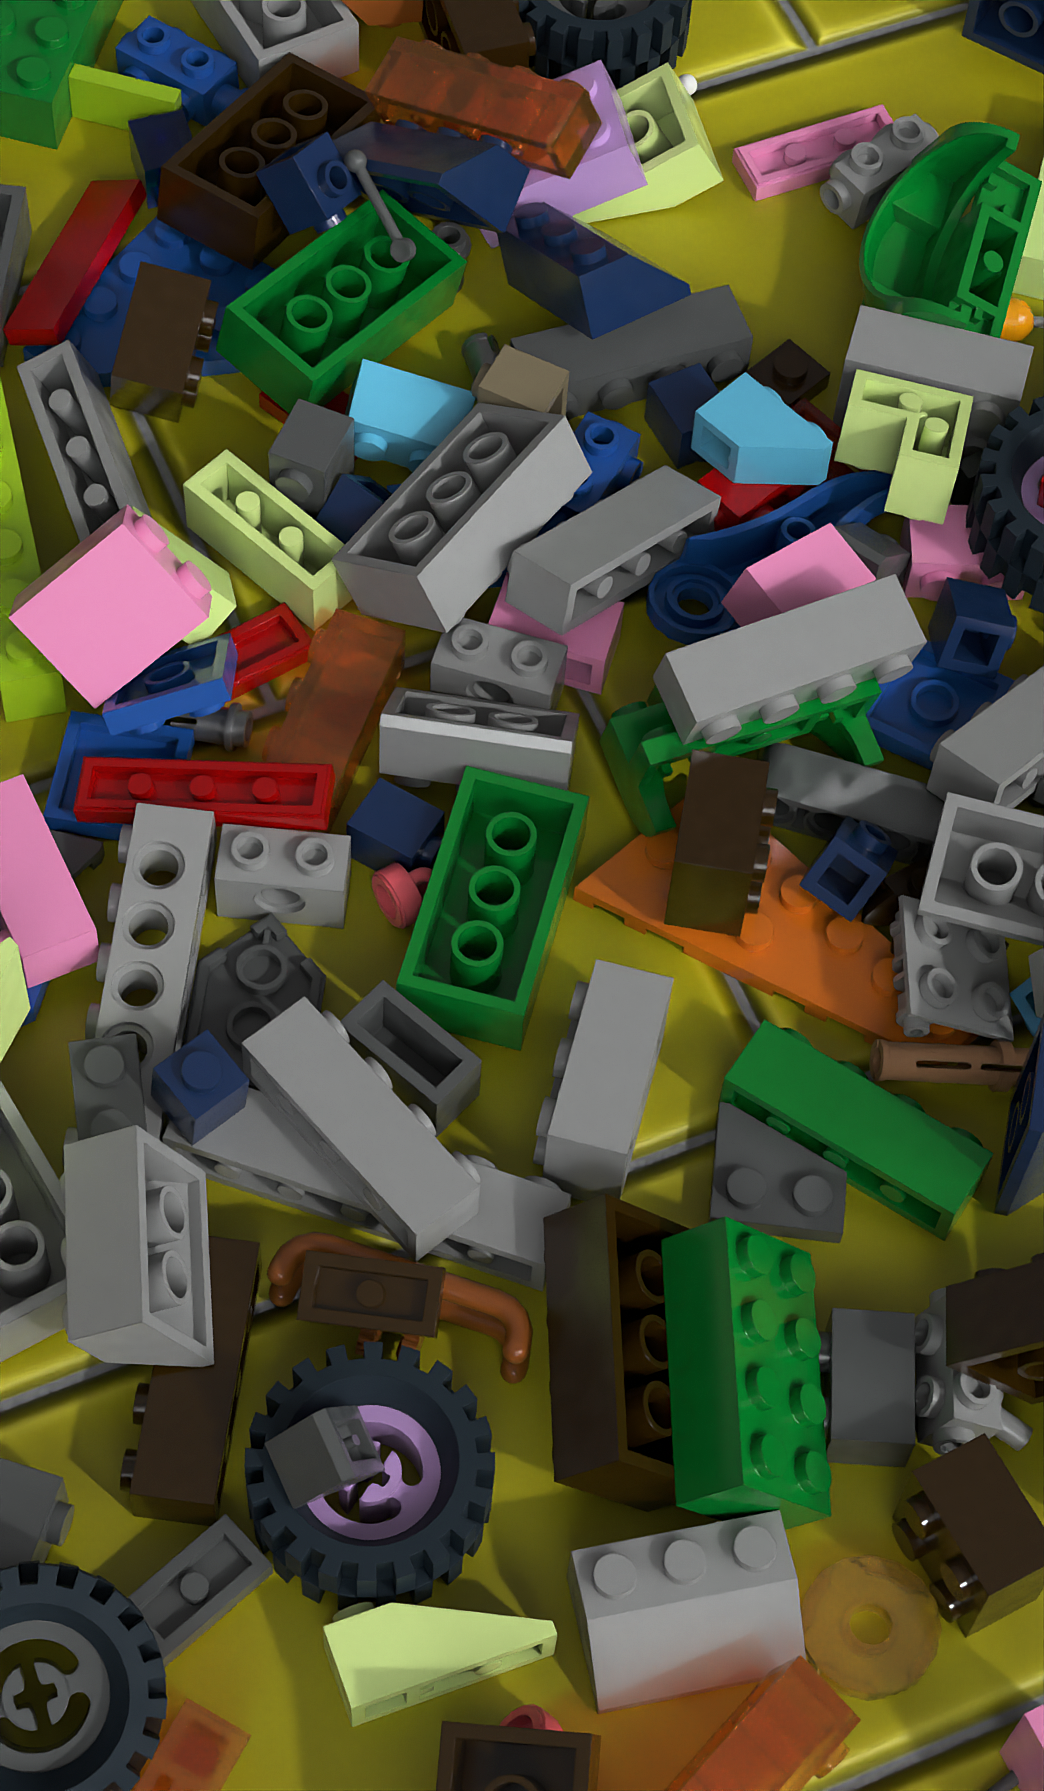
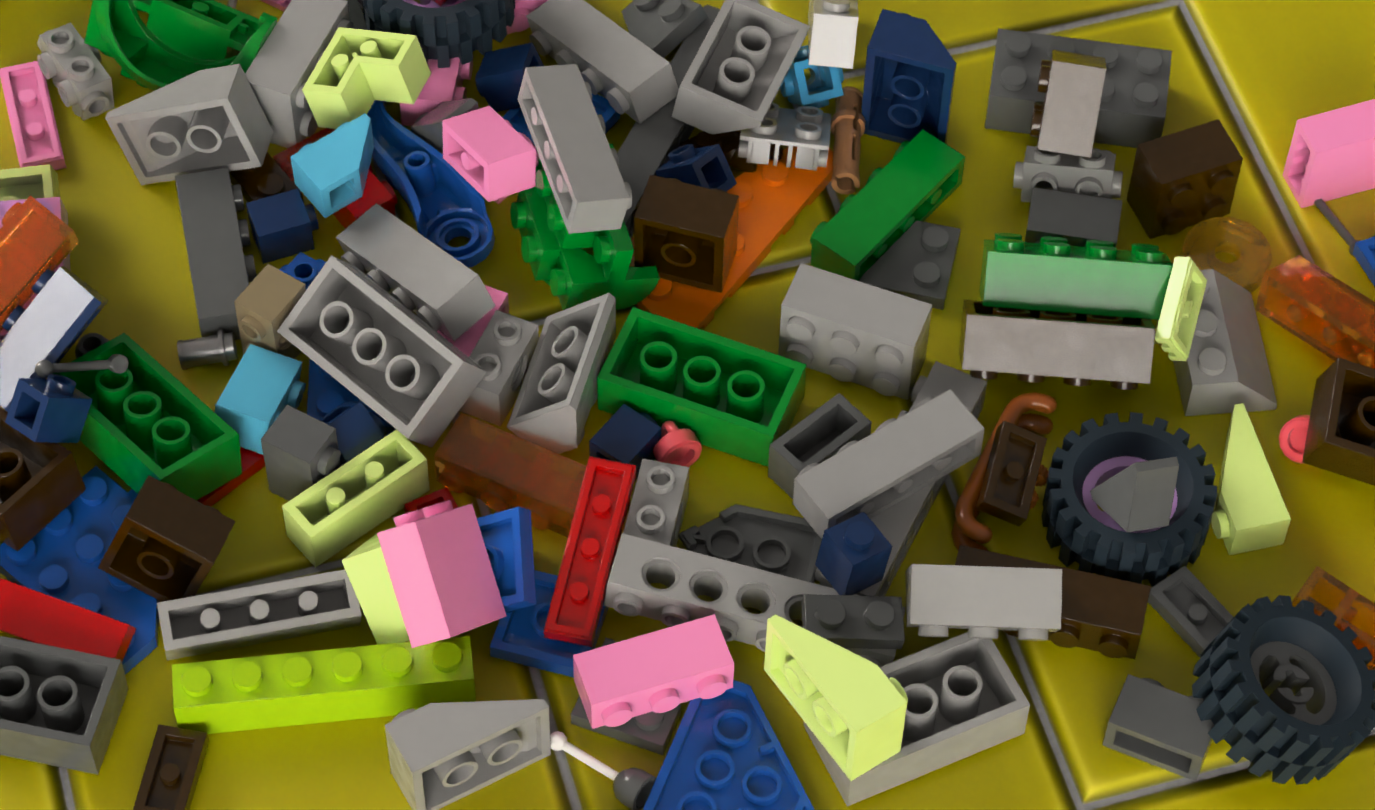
camera: 80 degrees left, 5 degrees down
(582, 271) = (149, 262): dark blue slope -> none
(683, 1503) = (1181, 308): none -> yellowish green tile
(799, 288) = (193, 126): none -> light grey slope

